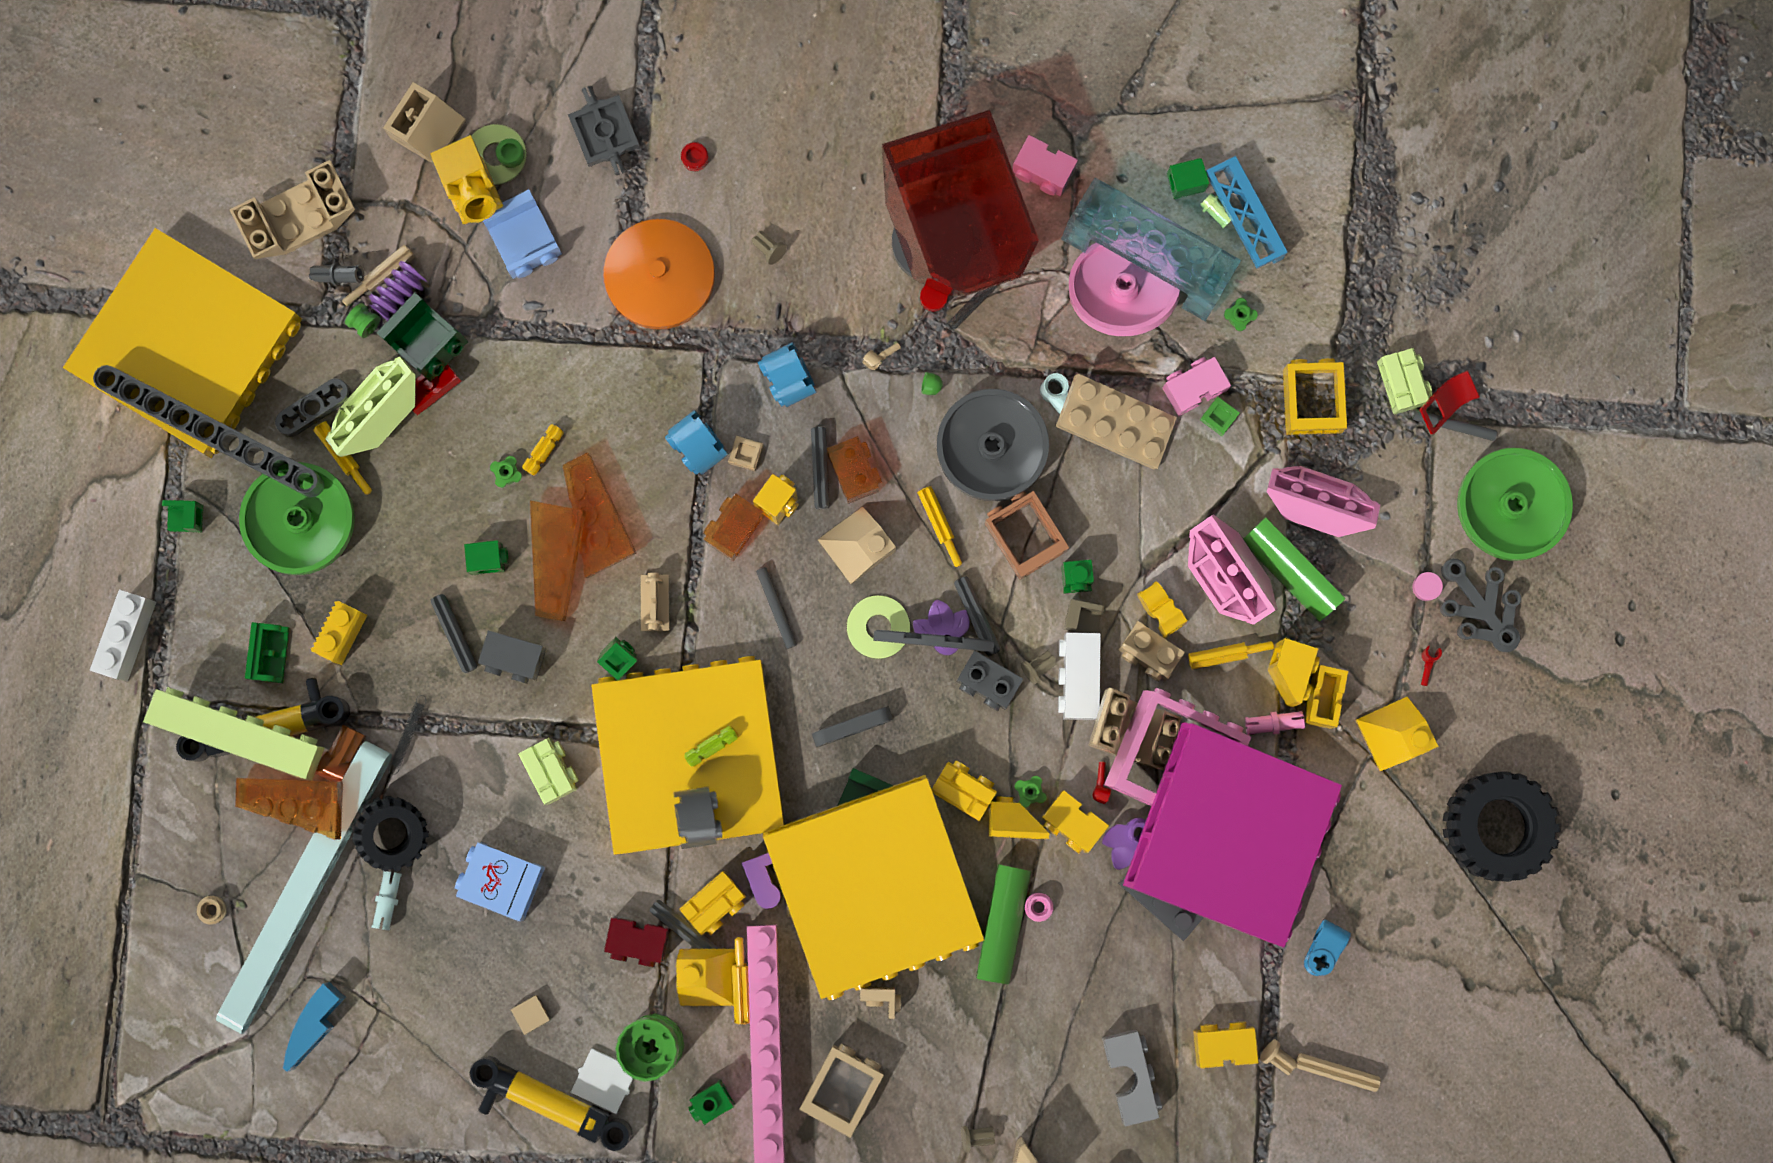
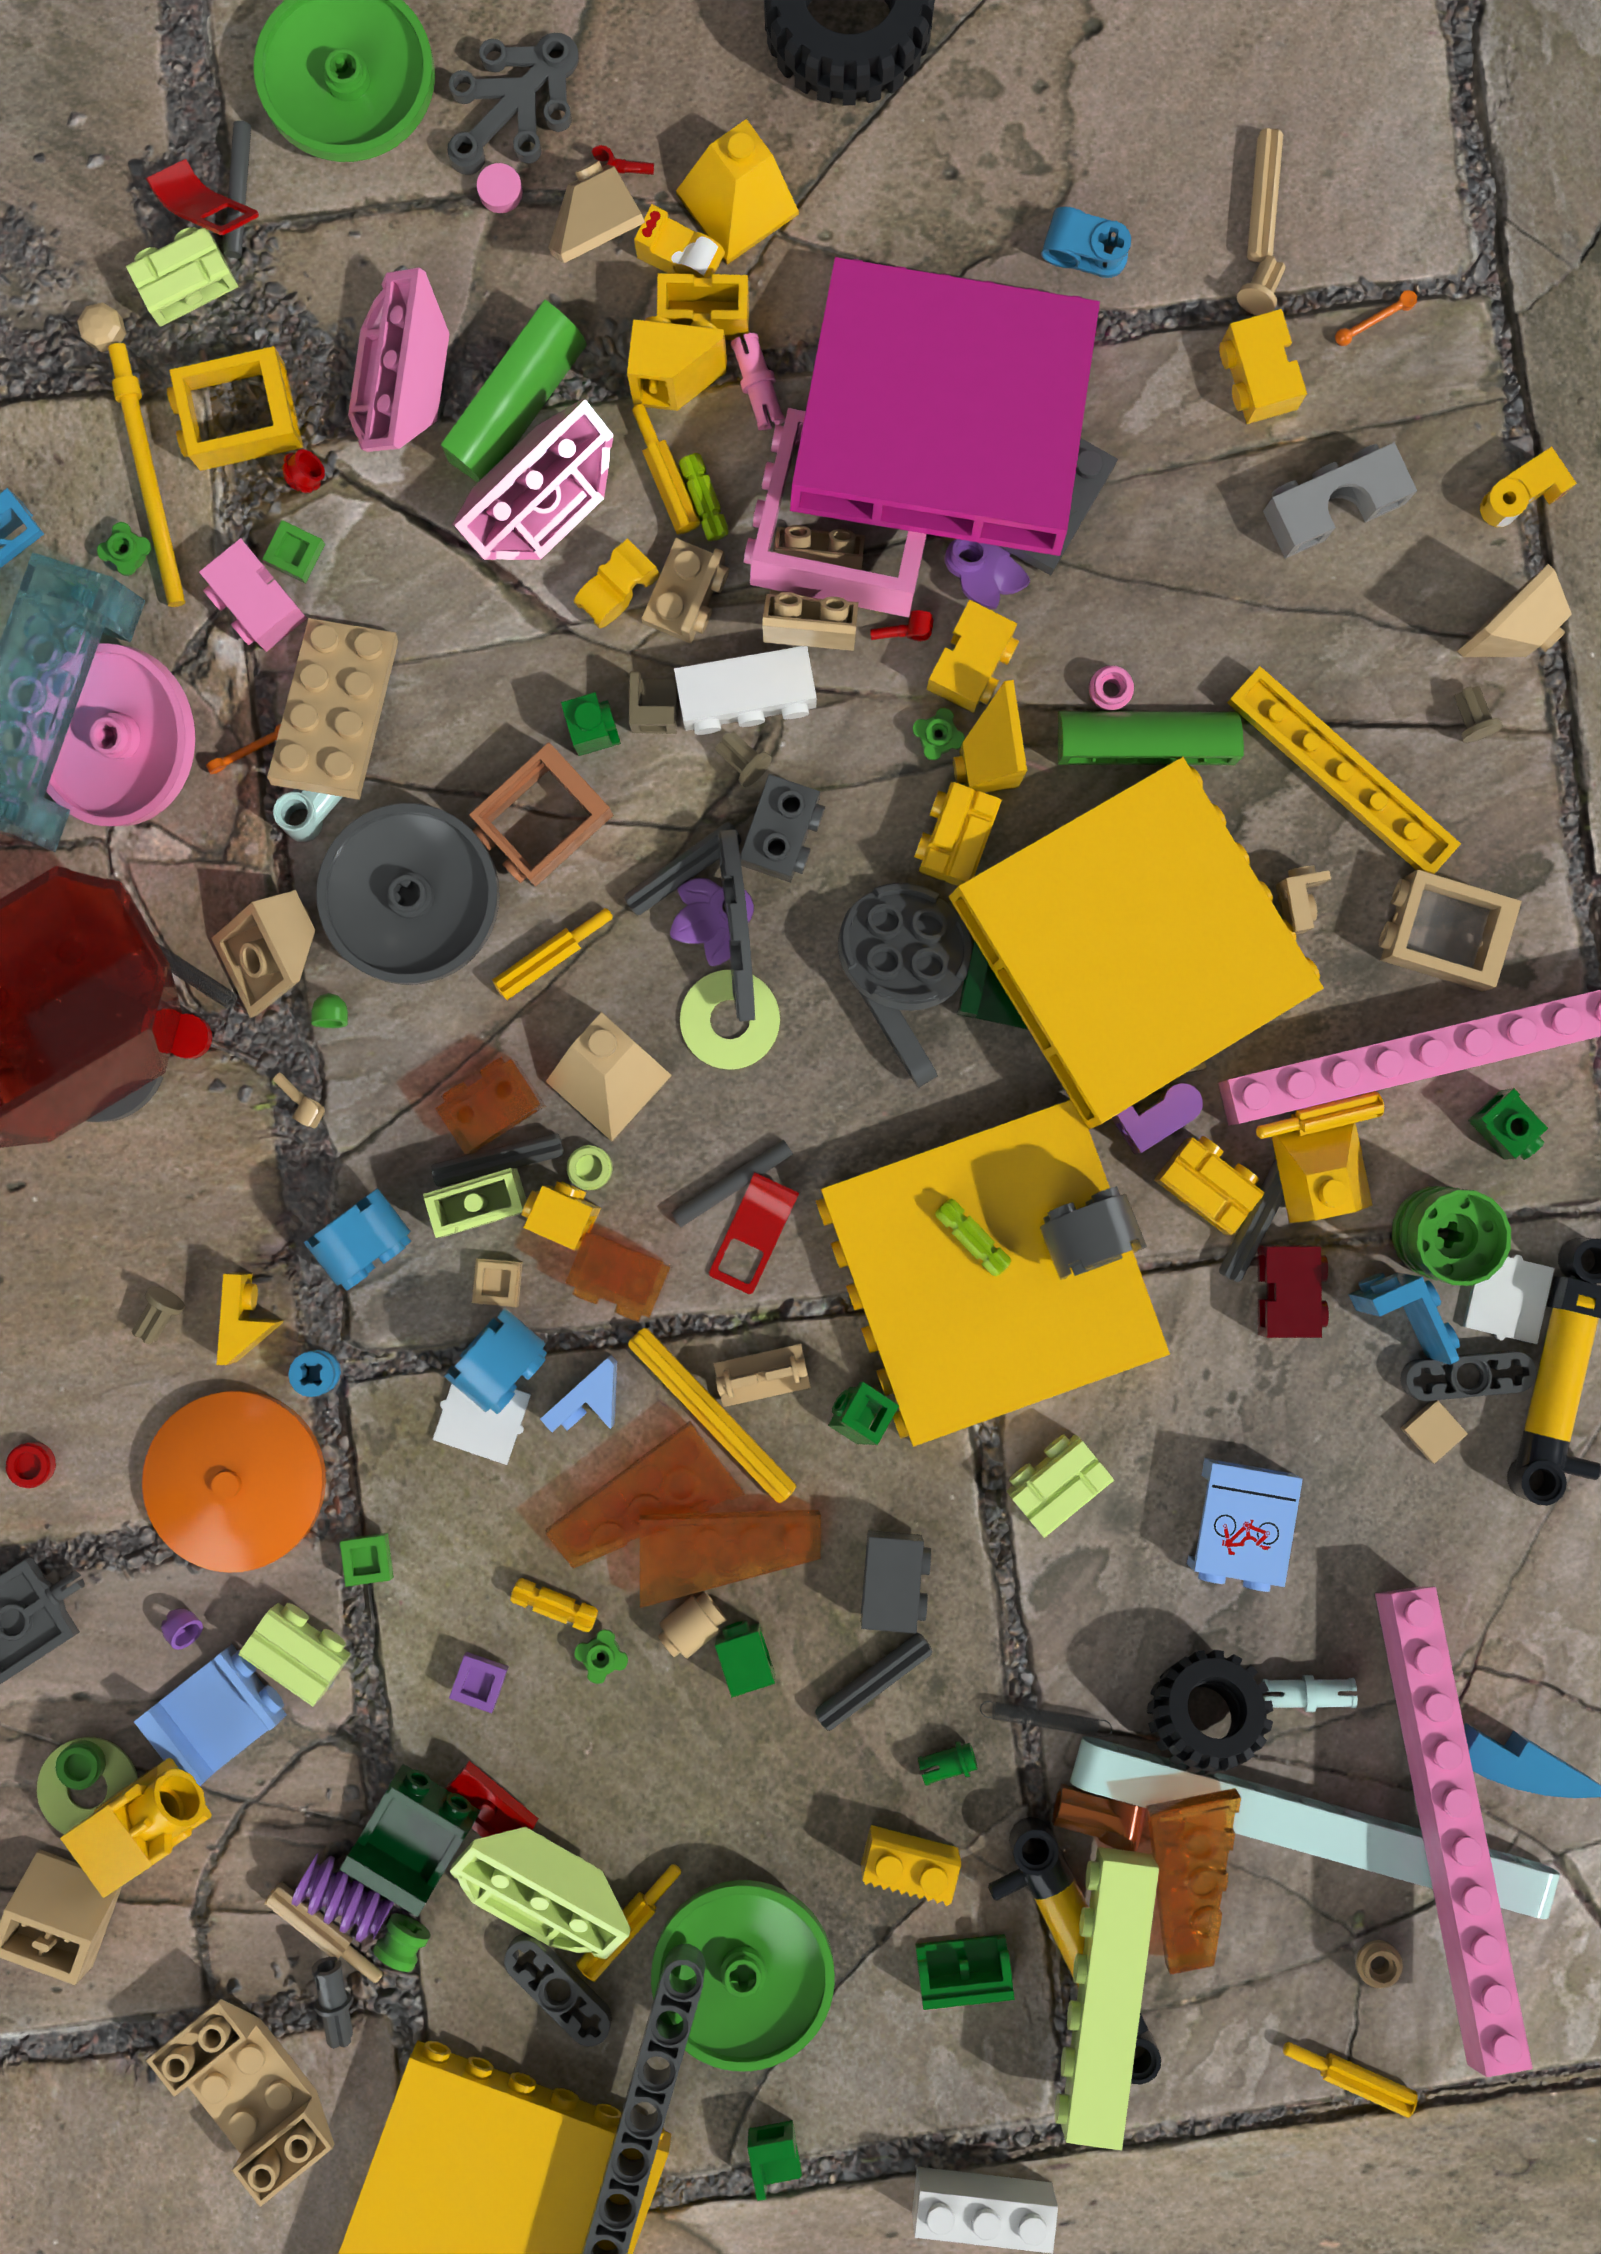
camera: 100 degrees left, 5 degrees up
(145, 881) = (1357, 2080): none -> yellow axle
(286, 967) = (1453, 1832): none -> bright pink brick
(394, 670) = (950, 1761): none -> green pin
(506, 395) = (478, 1682): none -> medium lavender plate
(512, 529) = (691, 1625): none -> tan brick
(548, 291) = (296, 1652): none -> yellowish green brick
(551, 1064) = (1499, 1360): none -> dark grey beam
(577, 226) = (181, 1628): none -> medium lavender hinge
(594, 343) = (366, 1559): none -> bright green plate
(622, 999) = (1420, 1301): none -> dark azure bracket
(636, 567) = (711, 1415): none -> yellow axle
(656, 426) = (481, 1432): none -> white piece
(666, 500) = (596, 1390): none -> light blue slope
(716, 339) = (322, 1367): none -> dark azure wheel
(748, 619) = (758, 1225): none -> red piece
(749, 293) = (236, 1330): none -> yellow slope
(795, 449) = (475, 1202): none -> yellowish green brick
(804, 522) = (589, 1167): none -> yellowish green tile
(899, 742) = (904, 947): none -> dark grey tile
(955, 1044) = (1343, 772): none -> yellow plate
(976, 354) = (266, 949): none -> tan slope
(1096, 344) = (219, 764): none -> orange hinge
(1208, 675) = (703, 497): none -> lime axle
(1253, 1151) = (1405, 302): none -> orange hinge
(1268, 431) = (303, 471): none -> red plate
(1339, 334) = (128, 393): none -> yellow bar
(1367, 689) = (676, 247): none -> yellow leg
(1381, 326) = (101, 326): none -> tan tile
(1394, 639) = (593, 212): none -> tan slope

